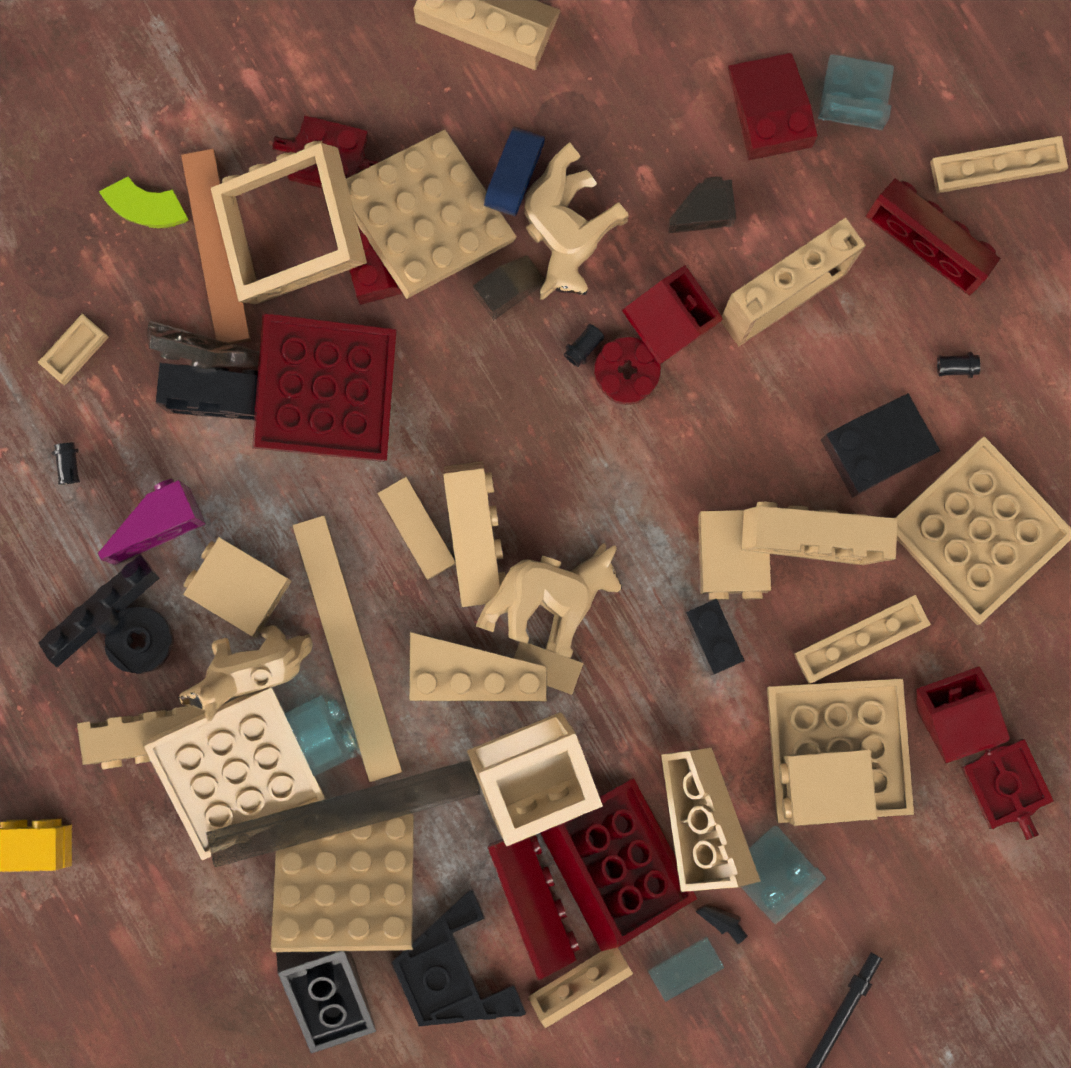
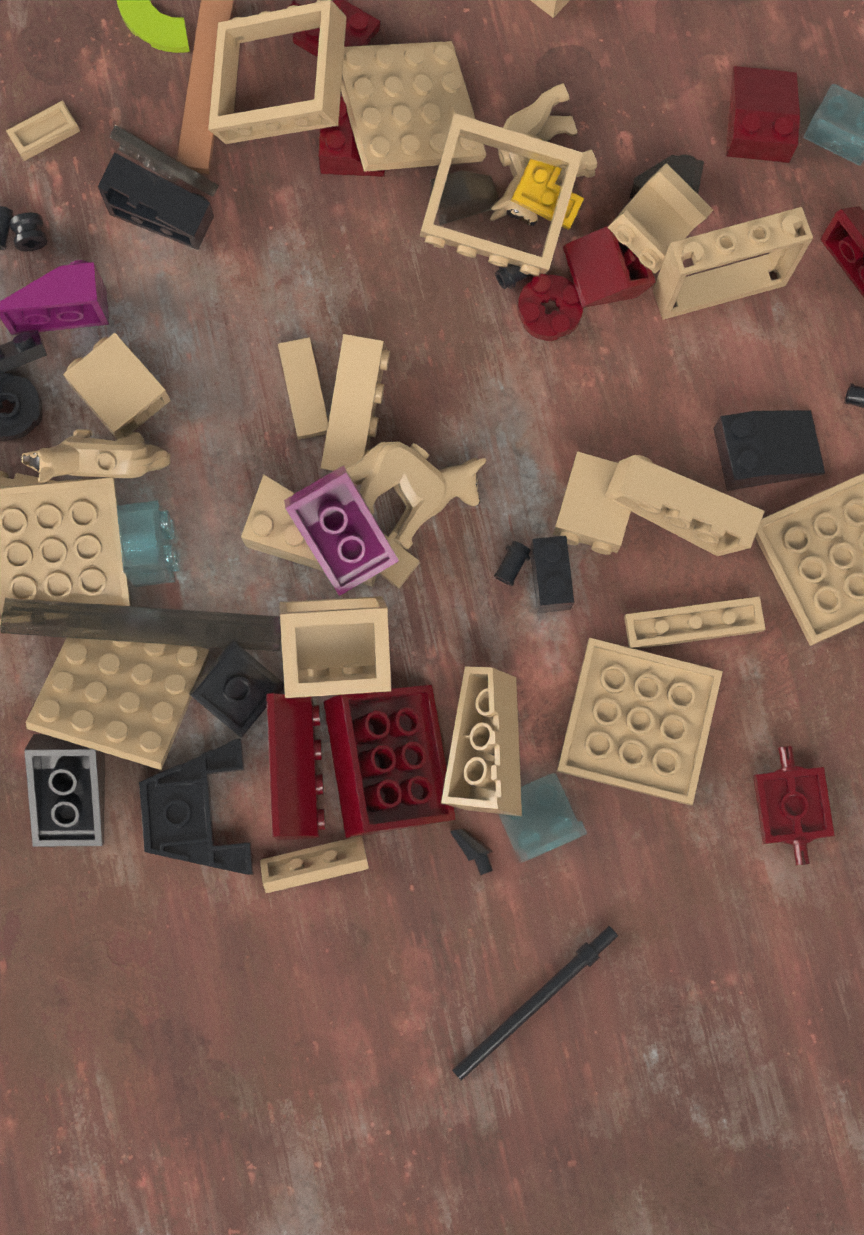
camera: 15 degrees right, 5 degrees down
(97, 459) = (28, 231): none -> black wheel
(324, 388) = (260, 231): dark red plate -> none
(347, 649) = (200, 479): tan tile -> none
(452, 844) = (236, 688): none -> black tile
(504, 667) = (340, 530): none -> magenta slope
(514, 171) = (504, 92): dark blue beam -> none
(534, 342) = (517, 144): none -> tan window
(578, 257) = (540, 193): none -> yellow tile
(672, 636) = (512, 563): none -> black pin
(685, 969) = (422, 883): clear light blue tile -> none
(707, 256) = (657, 215): none -> tan panel
(828, 787) = (617, 748): tan brick -> none
(962, 714) = (769, 721): dark red slope -> none

